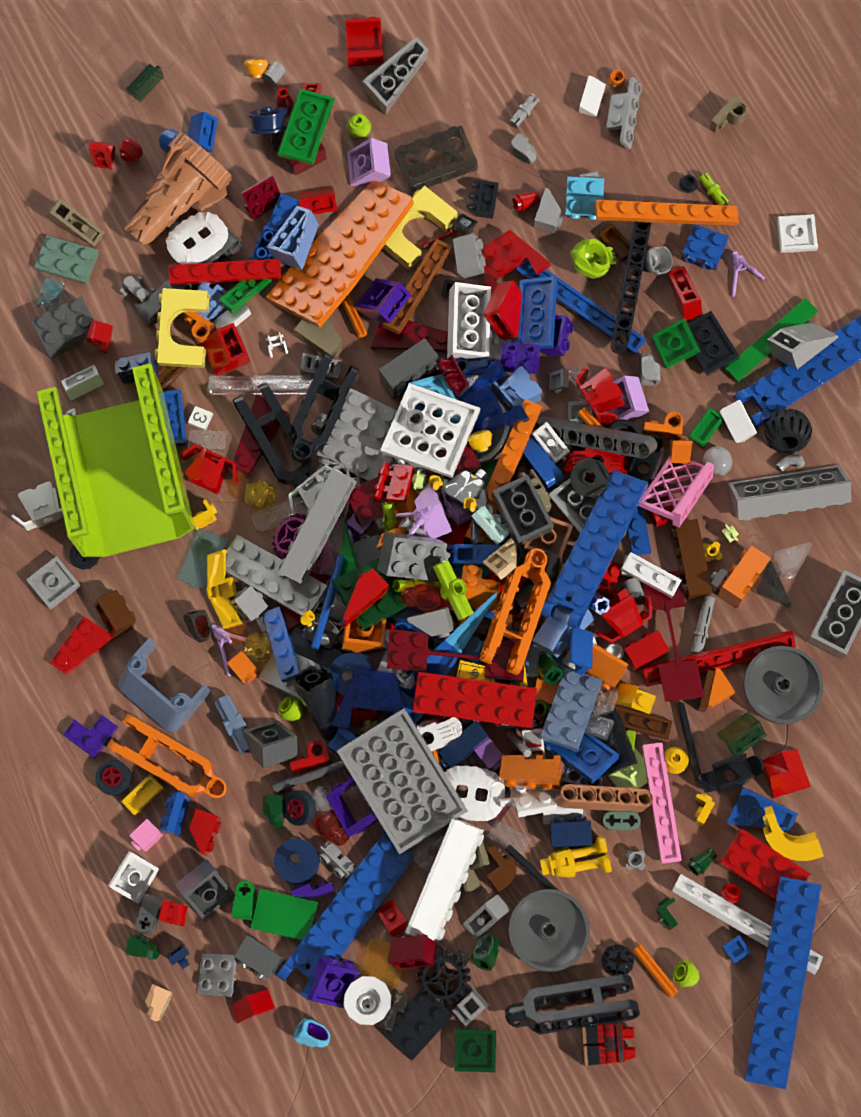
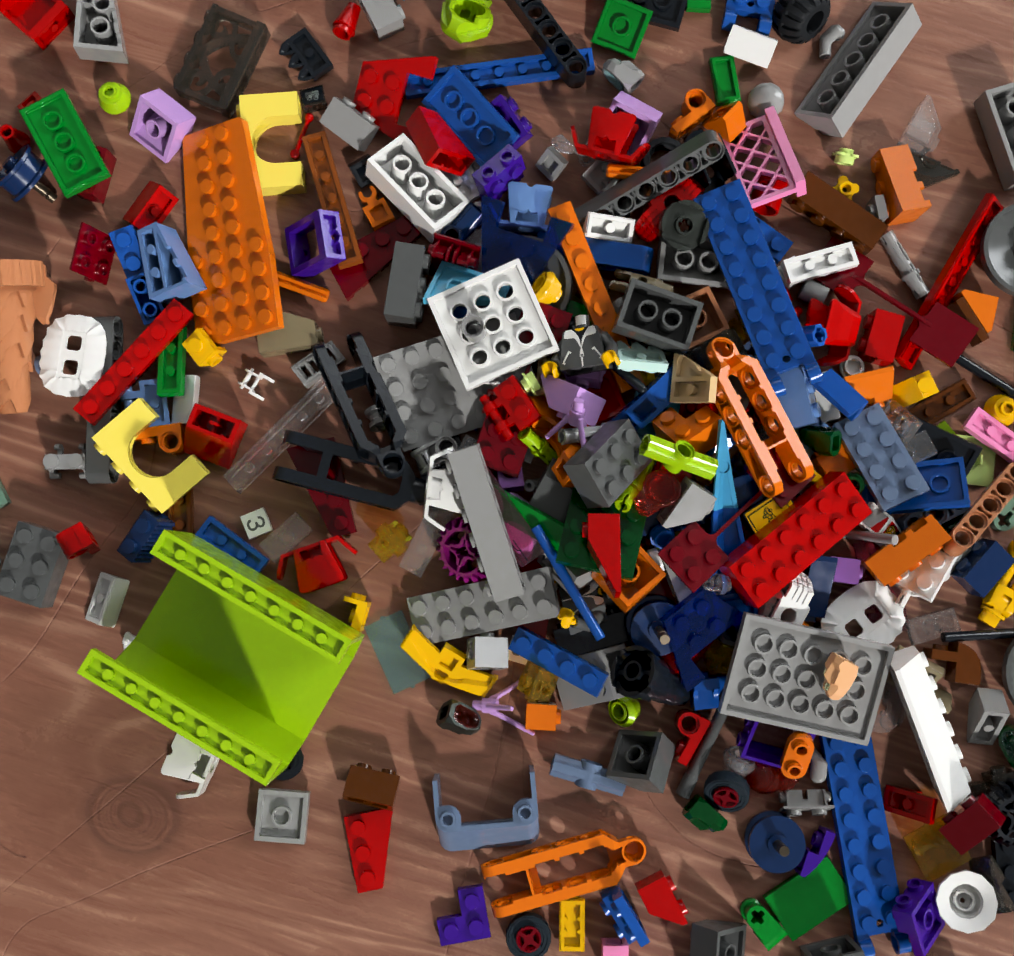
camera: 50 degrees left, 10 degrees up
(267, 300) = (203, 349): none -> yellow bracket
(354, 821) = (796, 761): none -> orange plate
(365, 847) = (818, 767): none -> light grey arm
(418, 789) = (838, 676): none -> light nougat rock
(436, 316) = (376, 210): none -> orange plate

